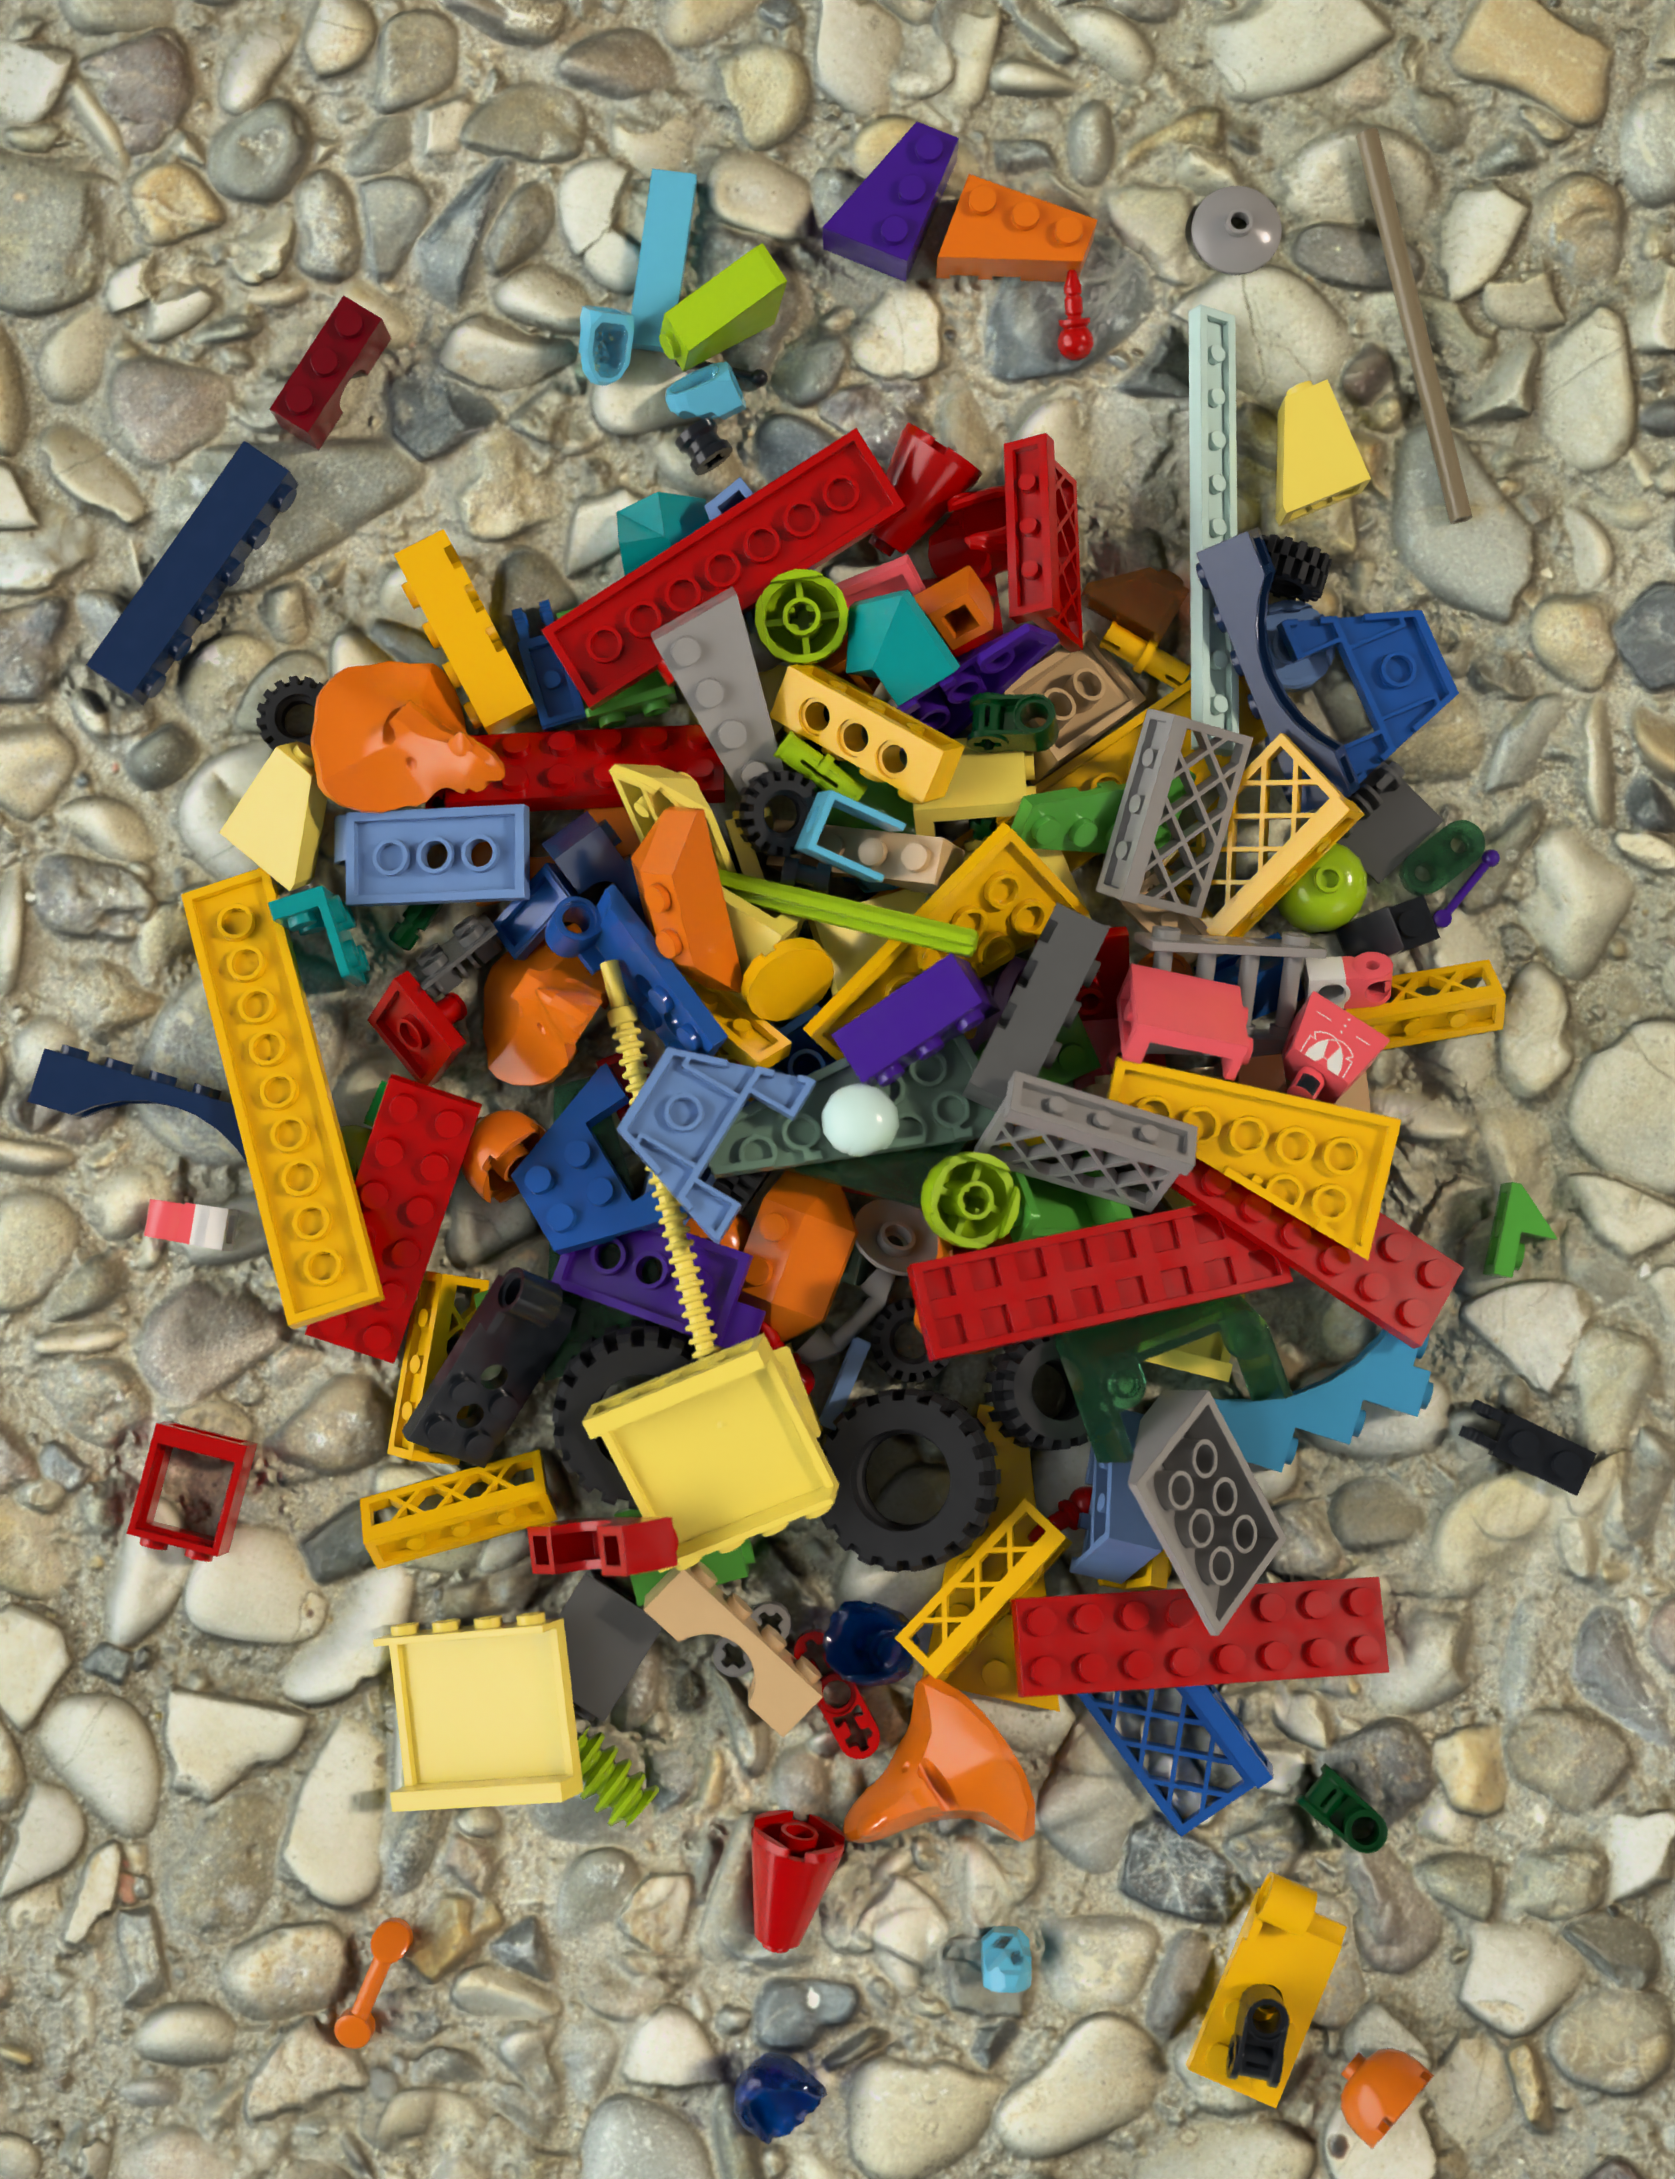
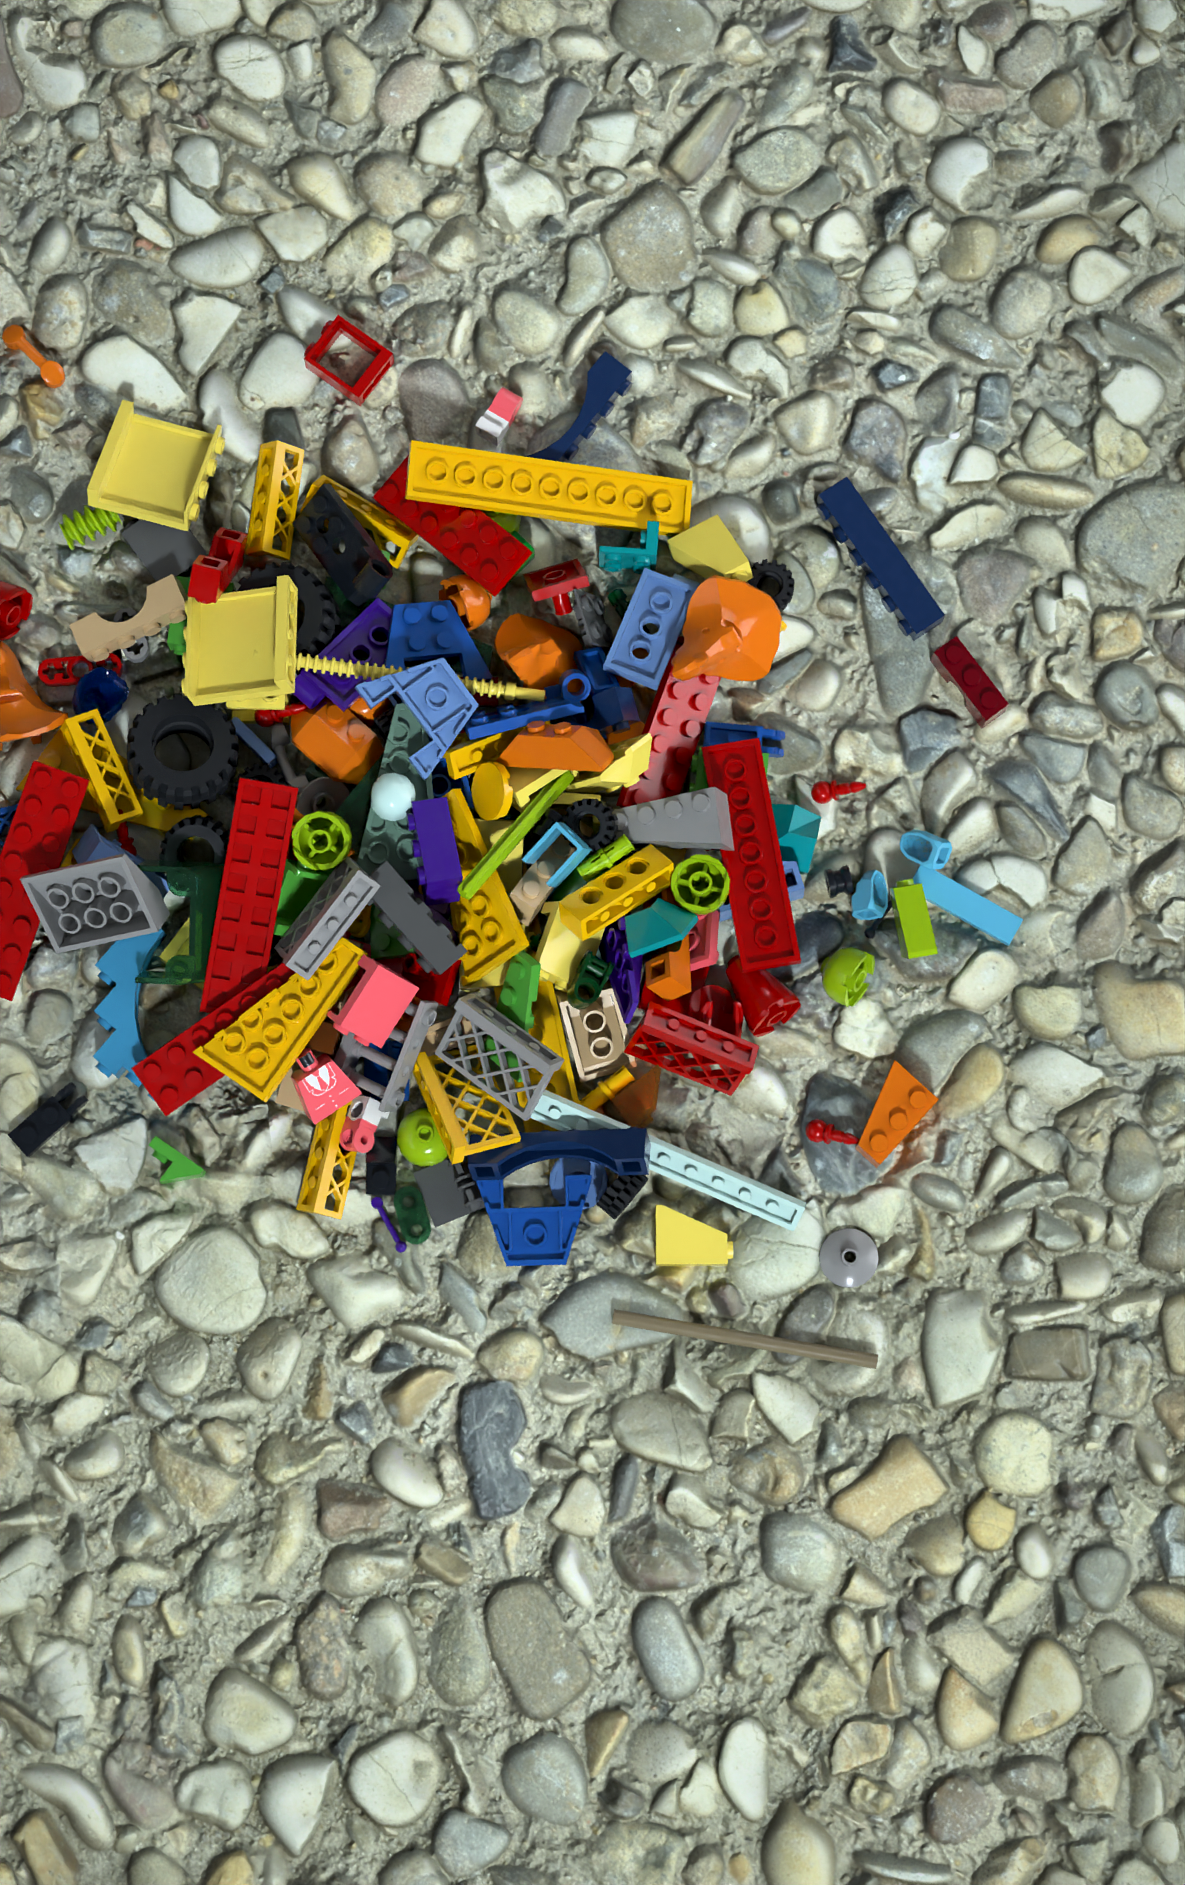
camera: 105 degrees right, 5 degrees down
(465, 633) = (778, 698): yellow wedge -> none
(577, 522) = (824, 792): none -> red bar
(837, 381) = (845, 975): none -> lime cylinder
(895, 204) = (942, 1054): dark purple wedge -> none

